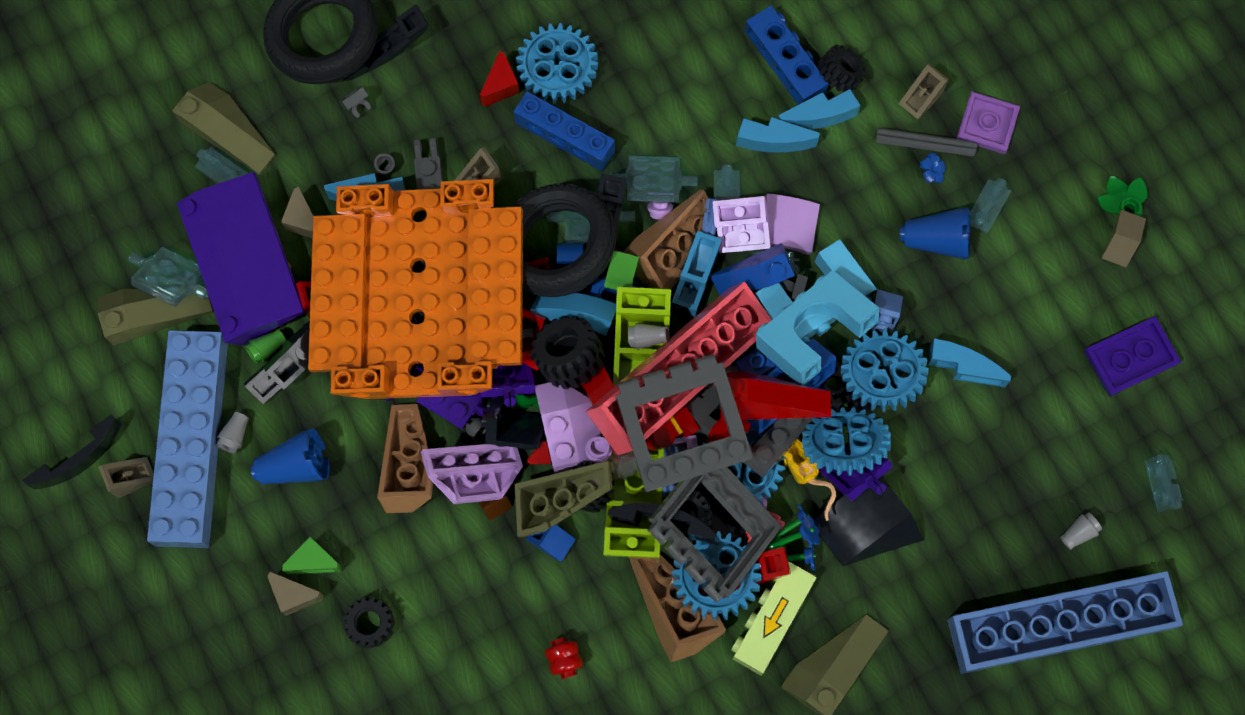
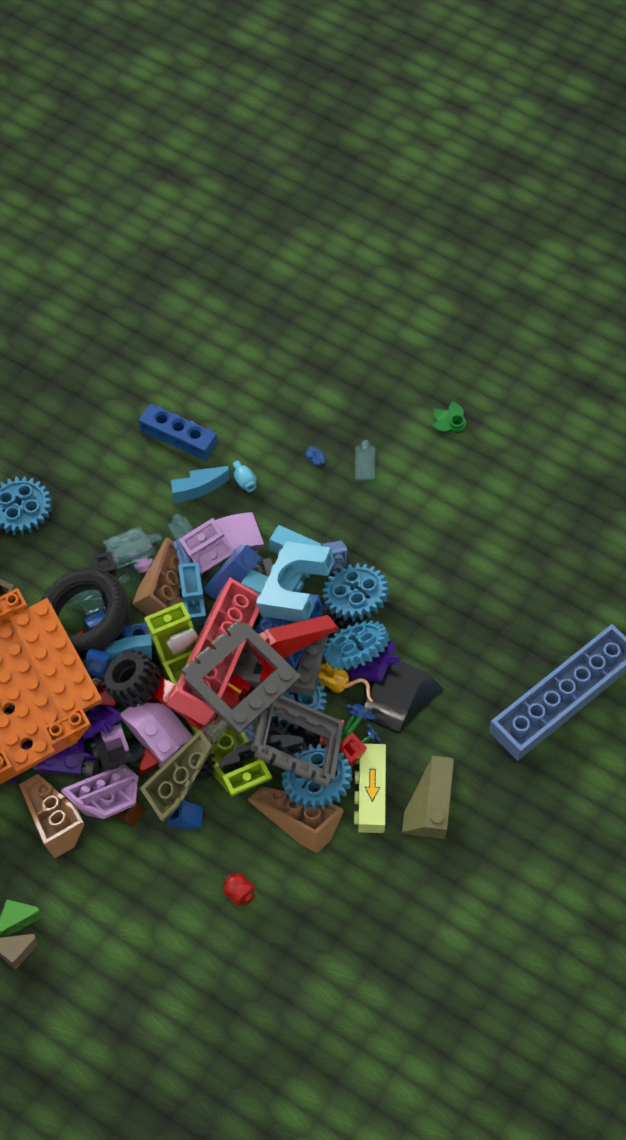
camera: 30 degrees left, 15 degrees down
(351, 622) = (75, 928): black tyre -> none
(520, 411) = (115, 738): none -> lavender panel
(540, 311) = (96, 662): none -> blue slope
(564, 131) = (48, 545): blue brick -> none
(598, 449) = (186, 732): lavender plate -> none
(621, 270) = (138, 610): bright green slope -> none
(821, 113) = (222, 454): dark azure slope -> none
(834, 154) = (244, 477): none -> medium azure plant
(842, 68) = (220, 421): black tyre -> none
(924, 91) = (283, 411): dark tan slope -> none
(926, 142) = (301, 442): dark grey axle -> none
(940, 233) = (343, 491): blue cone -> none
(967, 364) = (408, 564): dark azure slope -> none
(988, 122) = (335, 413): medium lavender tile -> none
(1081, 530) = (543, 629): light grey cone -> none
(1124, 238) = (464, 441): dark tan slope -> none
(1132, 356) = (511, 509): dark purple plate -> none
(1160, 473) = (574, 575): clear light blue hinge -> none

